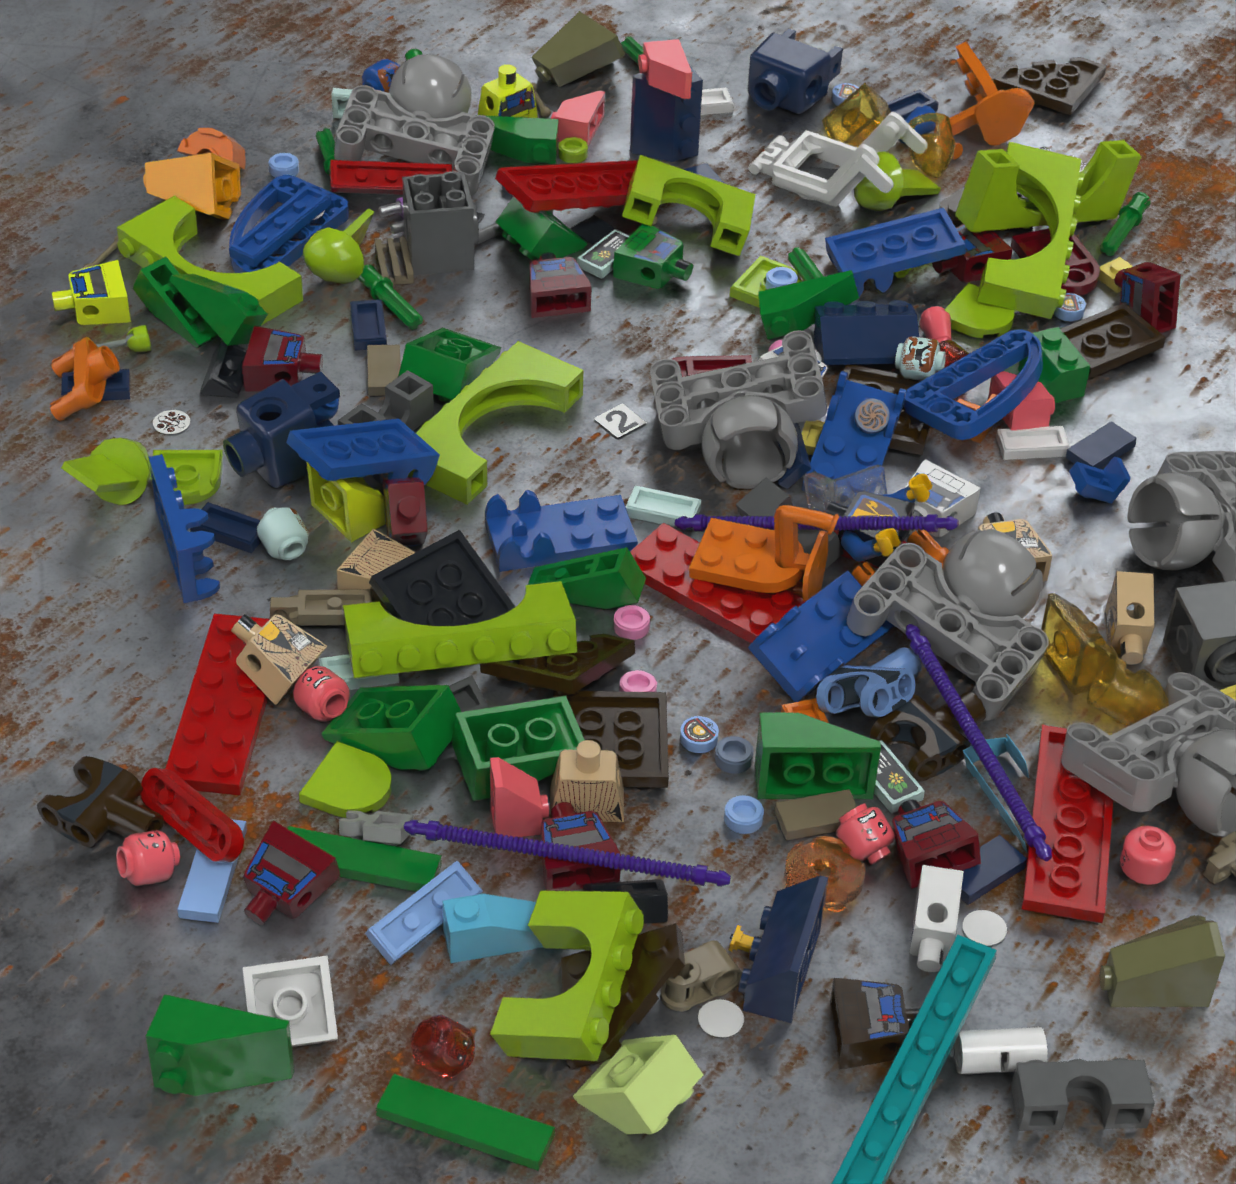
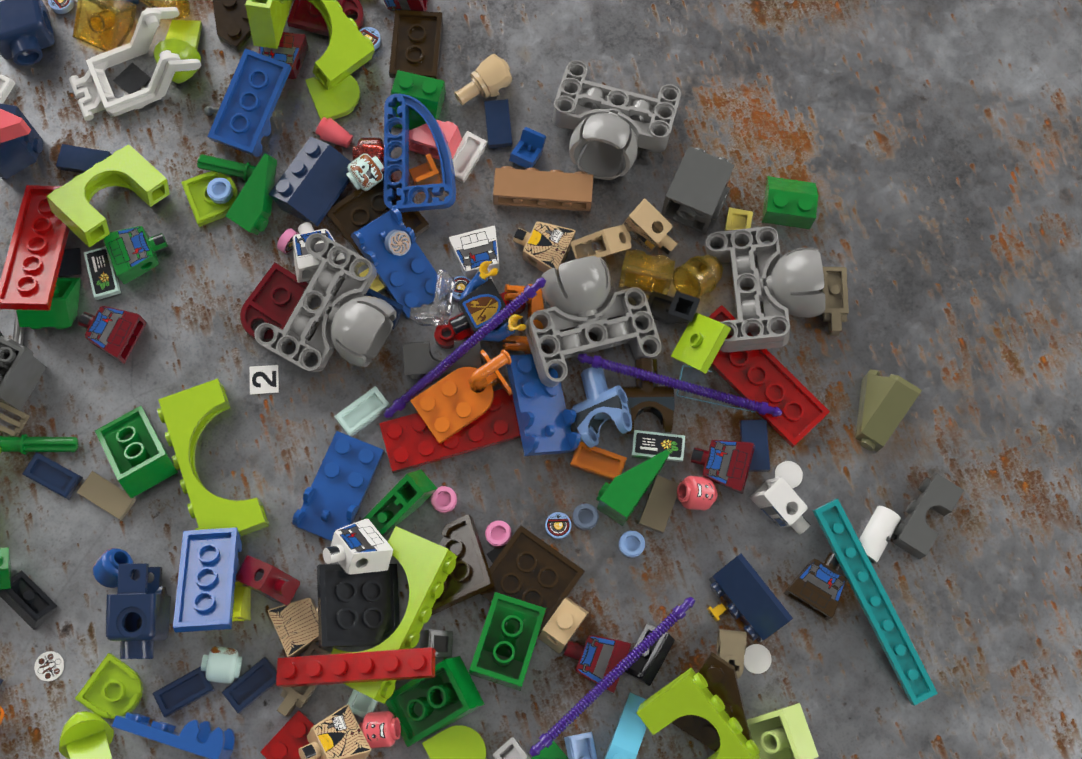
camera: 55 degrees left, 30 degrees up
(277, 356) = (48, 562): dark red torso -> none
(280, 574) = (251, 685): none -> dark blue tile
(374, 616) = (356, 667): none -> red plate
(405, 399) = (164, 517): dark grey arch -> none
(505, 557) = (359, 549): none -> white torso
(515, 801) = (549, 672): coral slope -> none
(830, 853) = (718, 538): clear orange plate -> none
(1045, 718) = (701, 342): none -> lime plate
(1061, 689) = (673, 309): none -> black slope
(1070, 516) = (543, 189): none -> medium nougat brick
(1073, 579) = (611, 242): none -> tan torso
(1136, 404) = (486, 80): none -> tan piece
(1147, 855) = (809, 358): coral head -> none

